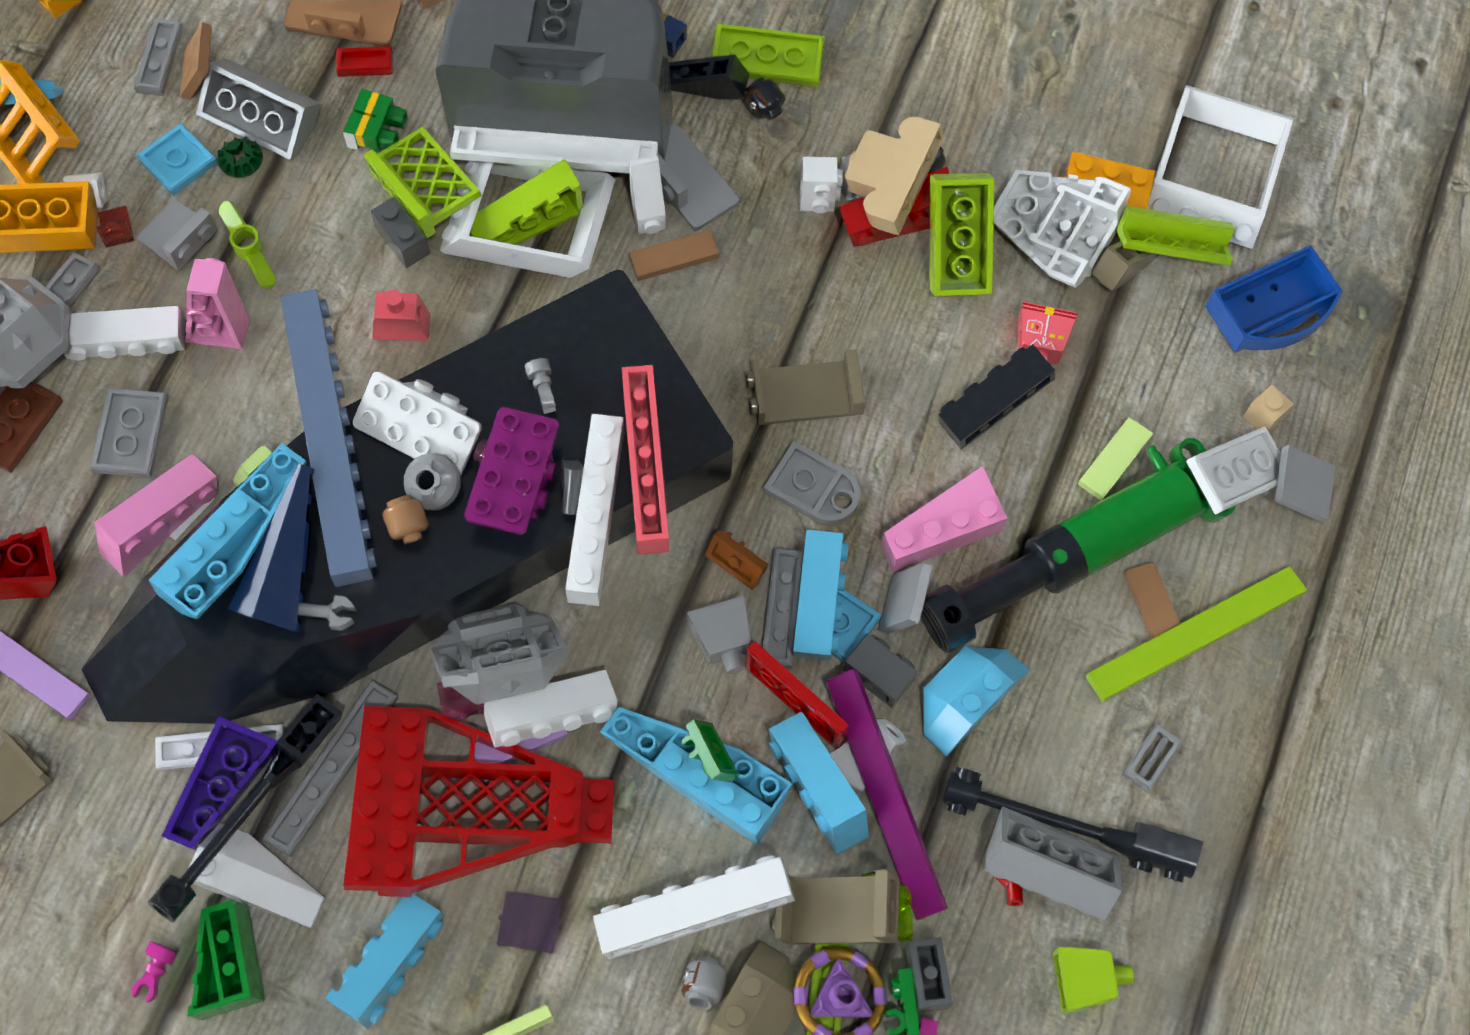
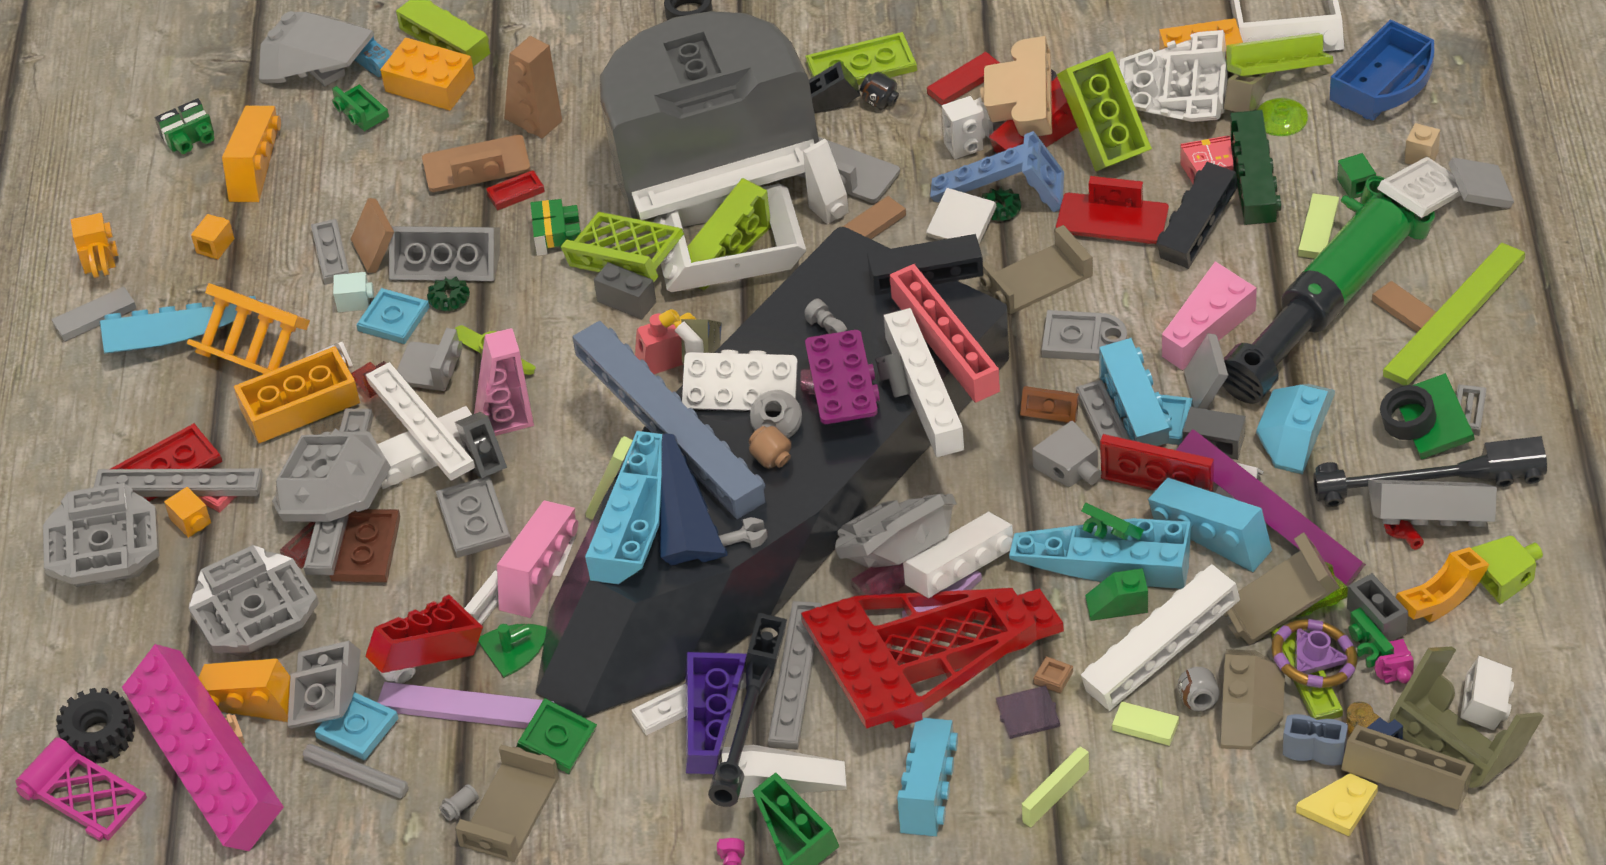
camera: 15 degrees left, 20 degrees down
(68, 736) = (557, 734): none -> green tile
(76, 547) = (484, 600): none -> white tile
(89, 603) = (513, 646): none -> green shield
(120, 309) = (420, 421): none -> white plate
(149, 116) = (352, 292): none -> light aqua brick
(165, 360) = (481, 444): none -> dark grey brick
(430, 329) = (695, 334): none -> torso
(576, 889) = (1053, 674): none -> medium nougat tile
(634, 994) = (1145, 723): none -> yellowish green tile
(675, 359) = (937, 260): none -> black brick
(684, 828) = (1118, 596): none -> green slope
(765, 291) = (960, 216): none -> white tile
(805, 295) = (1011, 200): none -> dark green gear
(857, 119) = (960, 80): none -> red tile
(863, 264) = (1030, 158): none -> medium blue bracket
(917, 352) = (1113, 211): none -> red bracket
(1008, 979) = (1446, 588): none -> light orange arch
(1082, 363) = (1253, 168): none -> dark green wedge
(1083, 718) = (1411, 429): none -> black tyre
(1110, 753) = (1451, 423): none -> green tile
(1147, 314) = (1283, 116): none -> clear neon green dish
(1183, 416) = (1353, 174): none -> green brick

